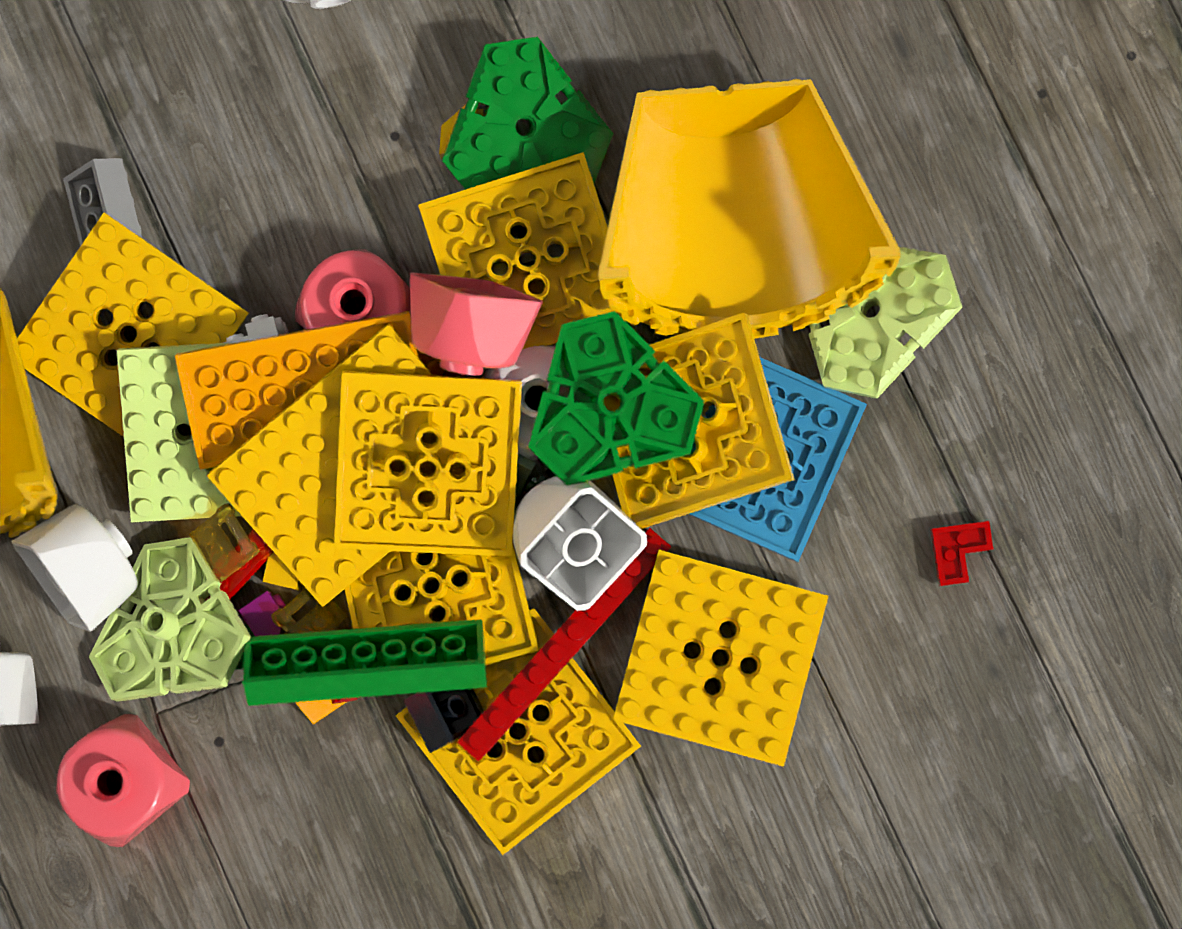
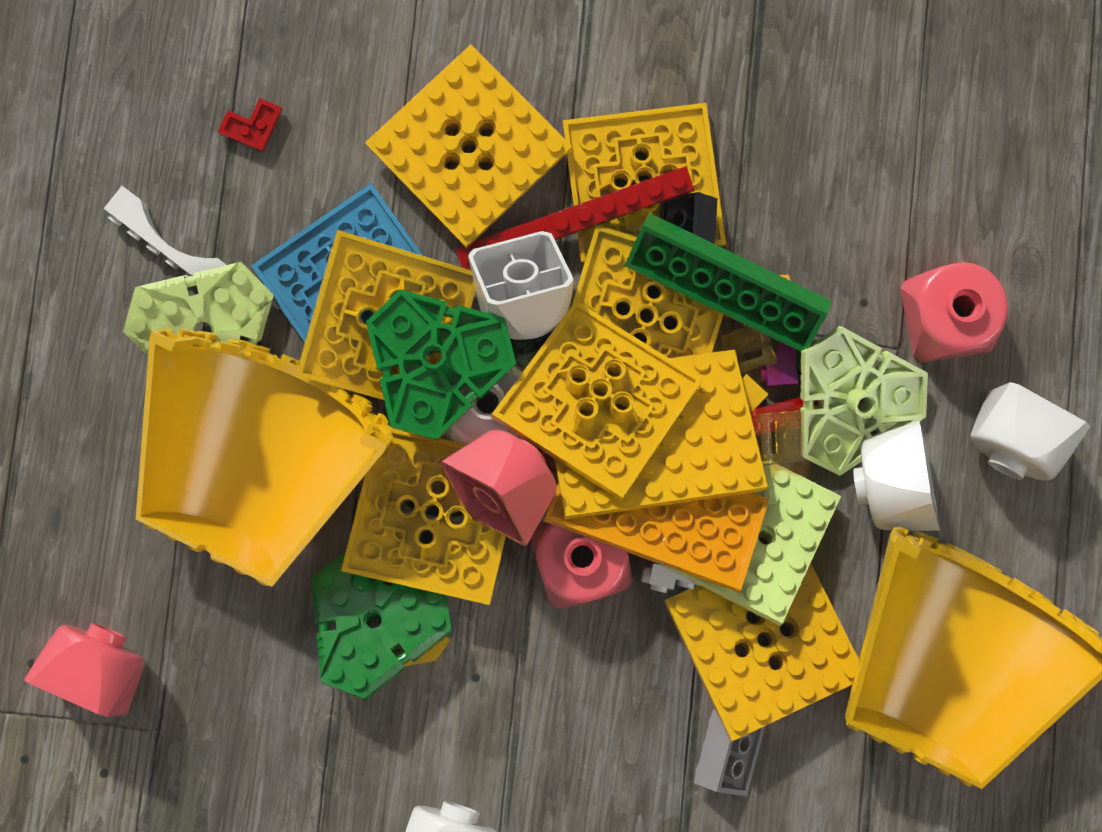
camera: 150 degrees left, 0 degrees up
(1019, 386) = (134, 213): none -> white arch

